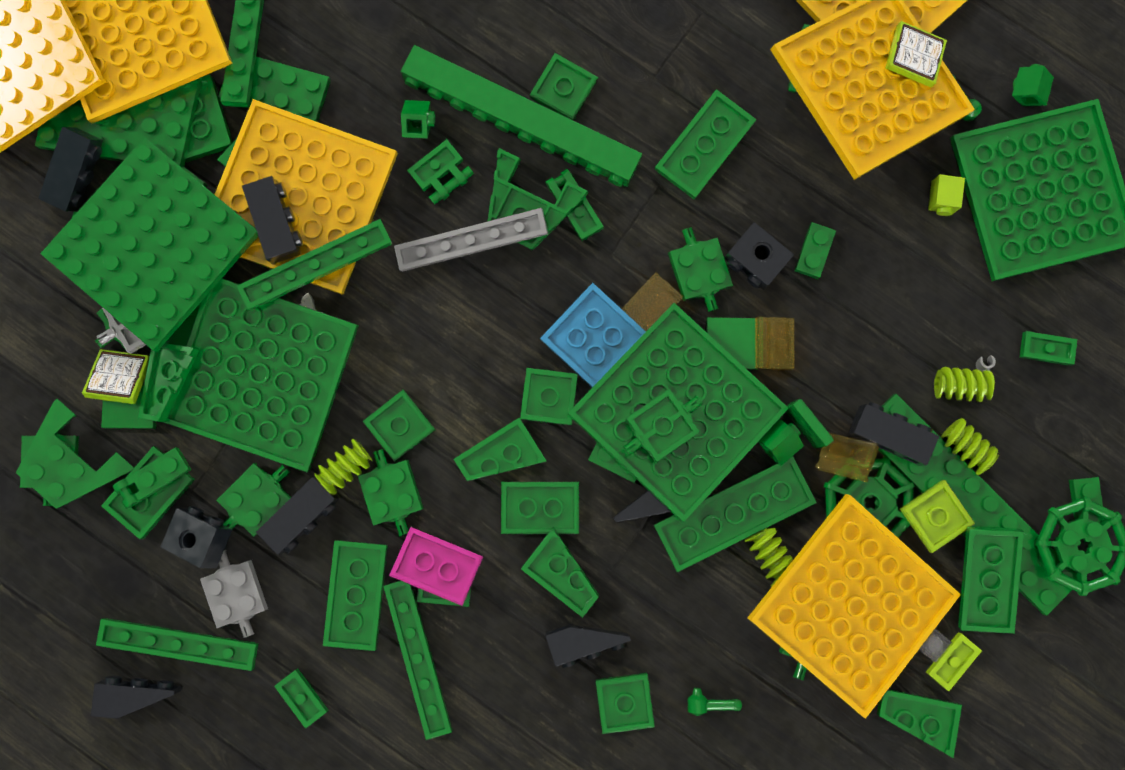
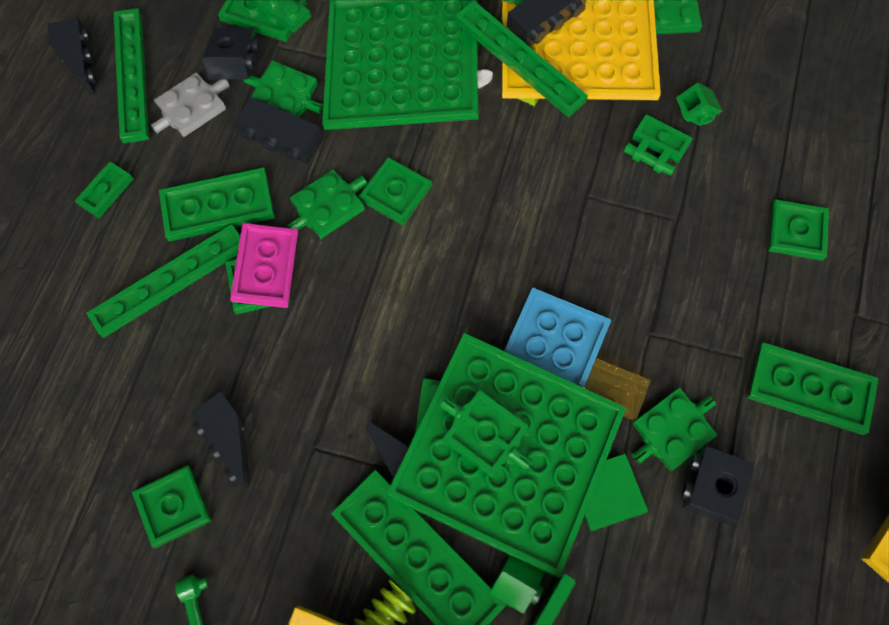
camera: 75 degrees right, 15 degrees down
(343, 467) = (336, 153): lime piece -> none
(471, 239) = (606, 192): light grey plate -> none
(501, 452) = (401, 290): green wing -> none
(512, 200) = (650, 231): green wing -> none
(520, 116) = (748, 204): green brick -> none
(539, 507) = (357, 349): green tile -> none
(548, 396) = (476, 314): green plate -> none
(560, 574) = (292, 390): green wing -> none
(582, 216) = (682, 278): green plate -> none
(774, 343) = (627, 540): clear yellow plate -> none
(815, 250) = (753, 553): green plate -> none

